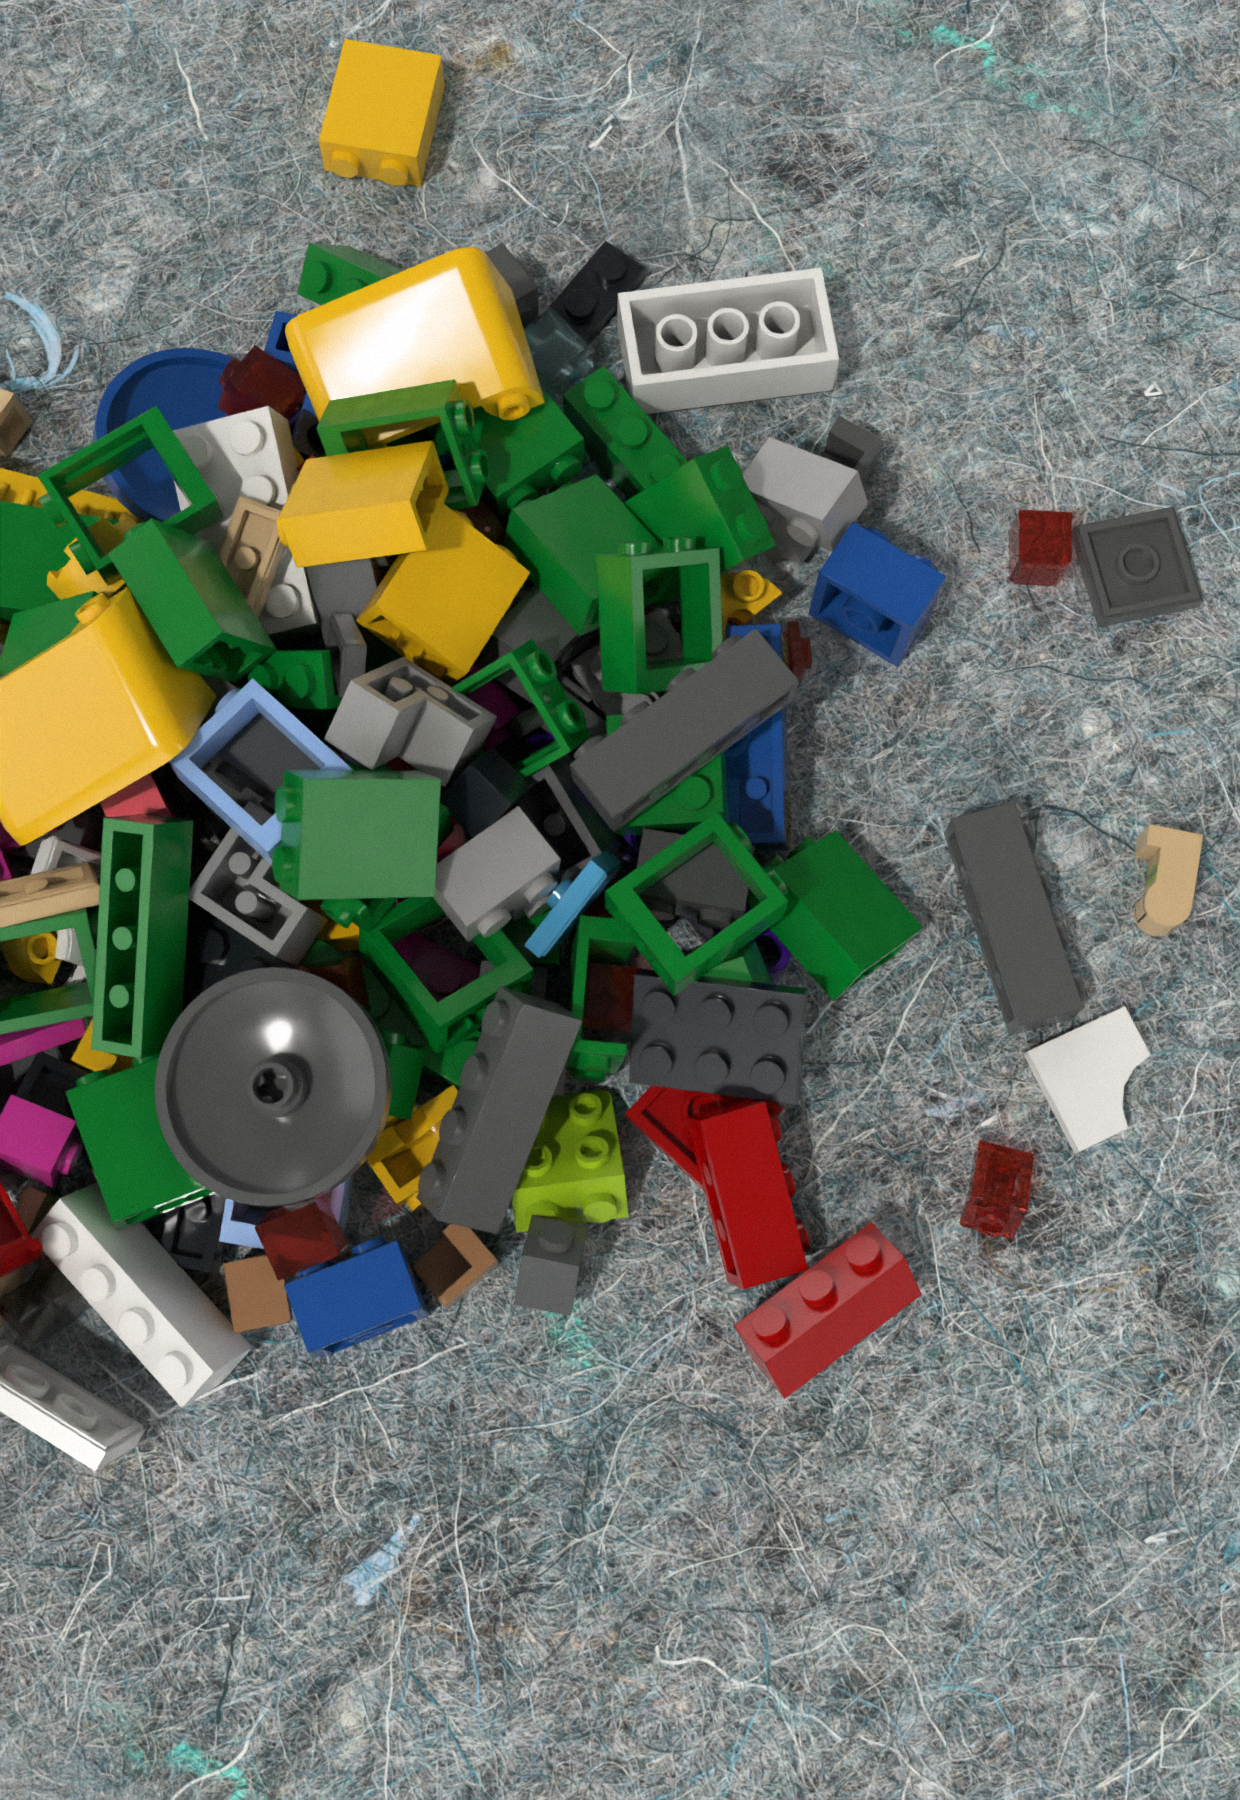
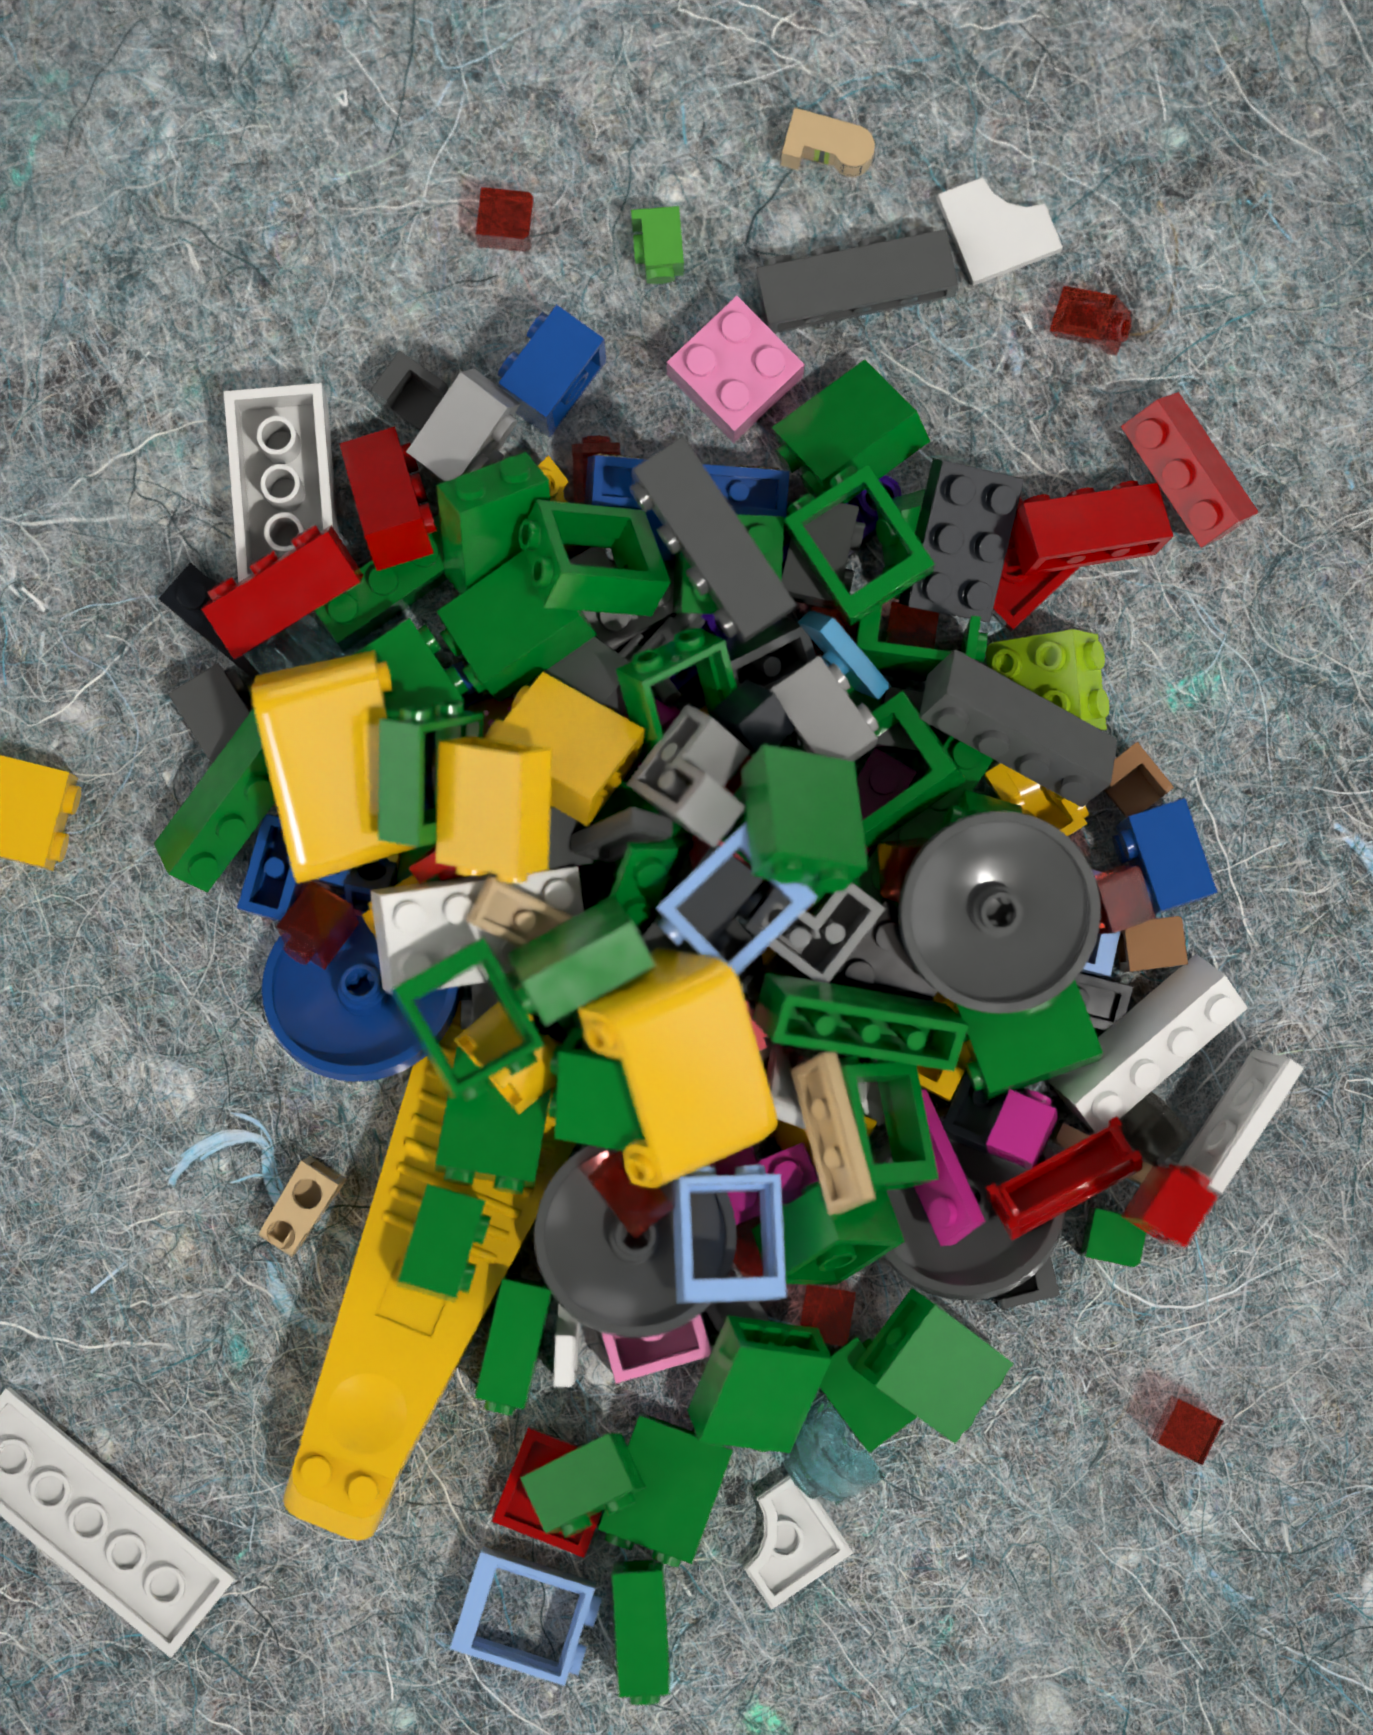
camera: 85 degrees left, 10 degrees up
(550, 1265) = (1141, 697): dark grey brick -> none
(611, 324) = (281, 590): none -> red brick
(699, 420) = (389, 498): none -> red brick
(898, 790) = (735, 369): none -> bright pink brick
(1032, 706) = (659, 243): none -> bright green brick
(1136, 567) = (524, 135): dark grey tile -> none

